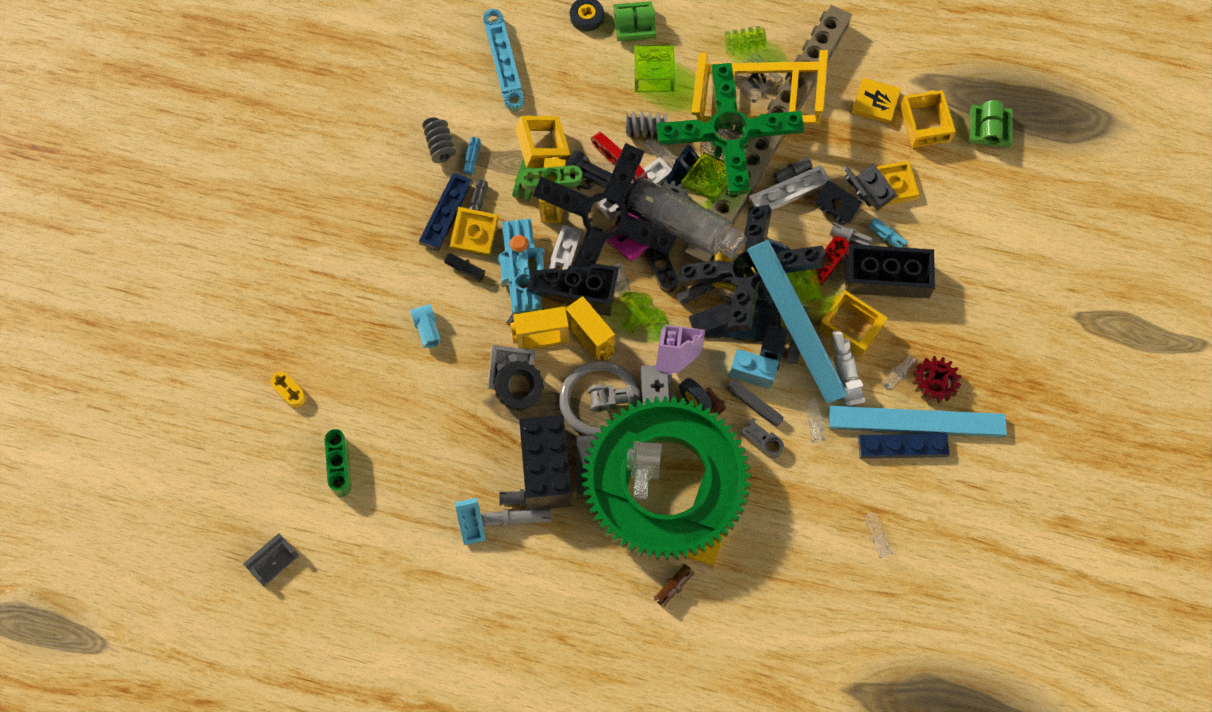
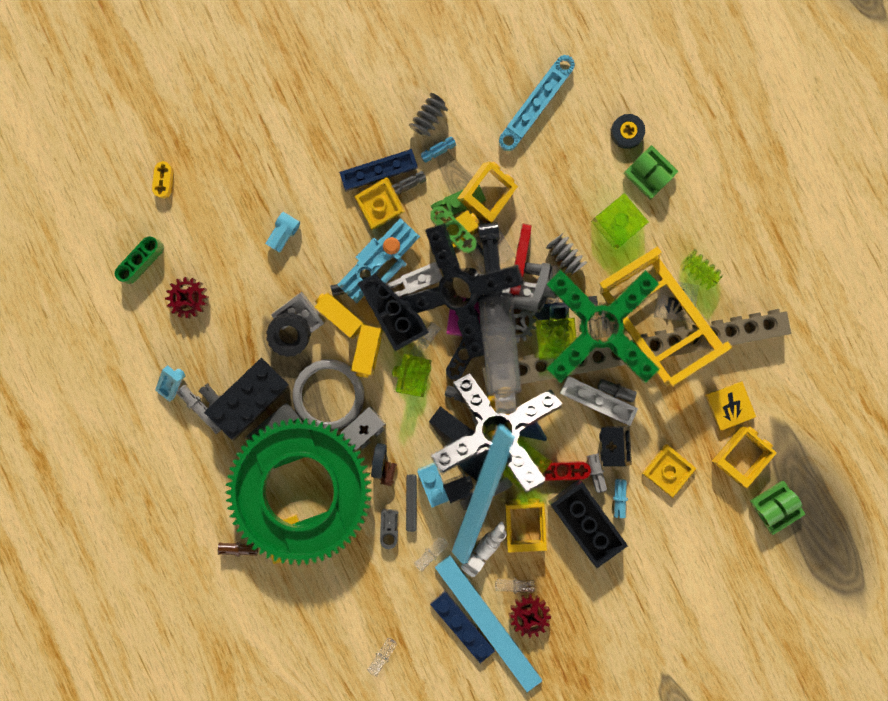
camera: 60 degrees right, 20 degrees up
(271, 559) = (43, 275): dark grey hinge -> none
(399, 449) = (181, 302): none -> dark red gear
(464, 266) = (347, 220): black axle -> none
(609, 397) = (328, 403): light grey connector -> none
(644, 465) = (285, 476): clear brick -> none
(661, 155) = (541, 291): none -> dark grey connector
(678, 348) = (400, 423): lavender wedge -> none
(871, 186) = (647, 458): black bracket -> none

